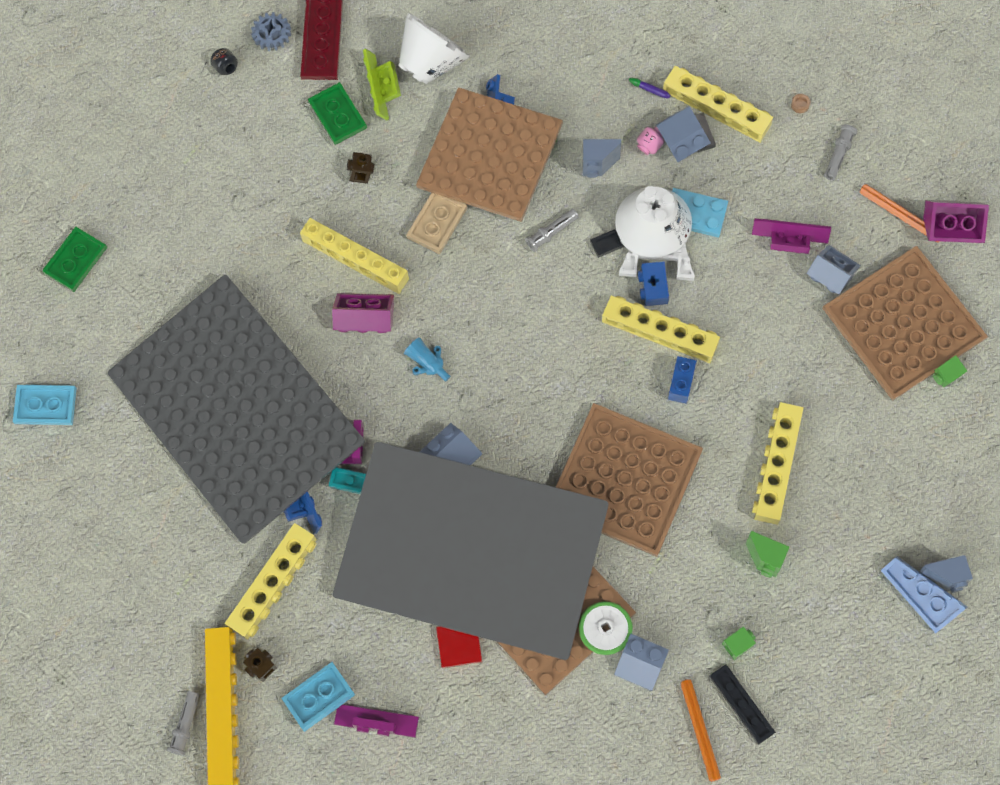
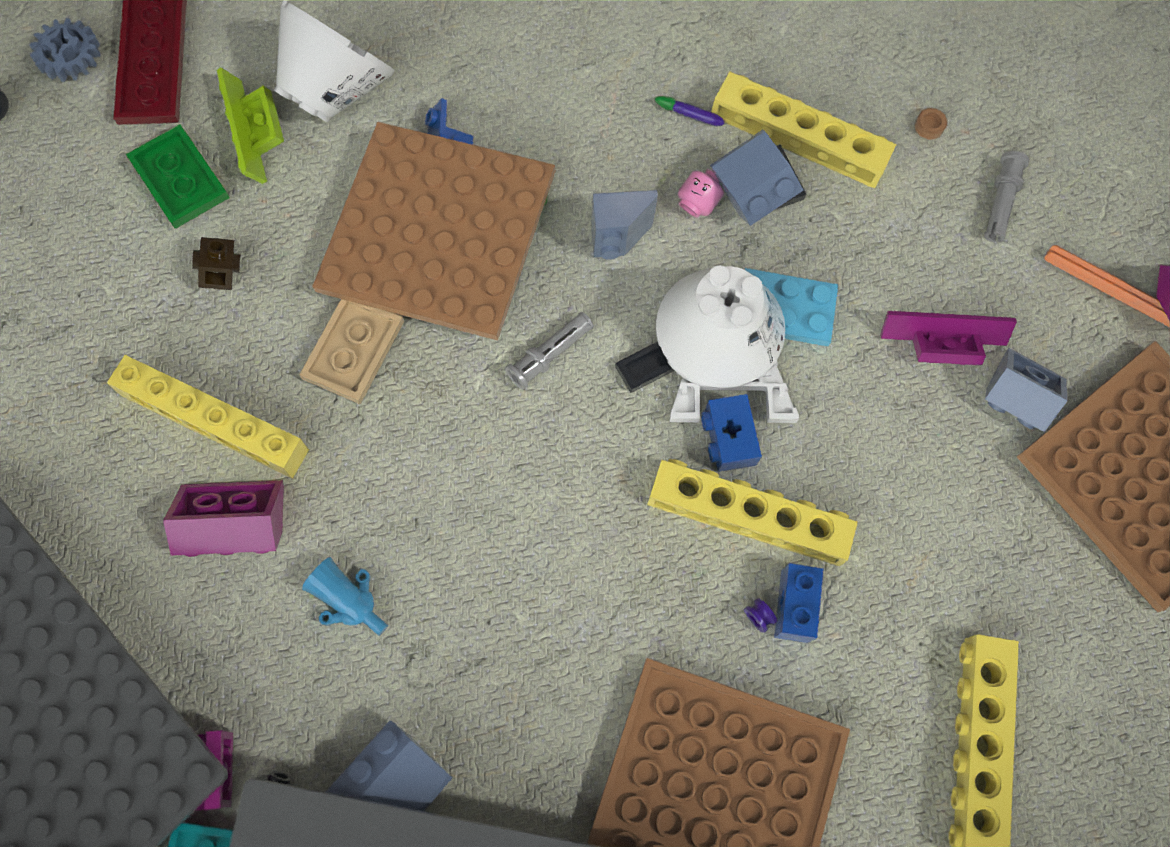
camera: 15 degrees left, 0 degrees up
(660, 385) = (760, 615): none -> dark purple bush

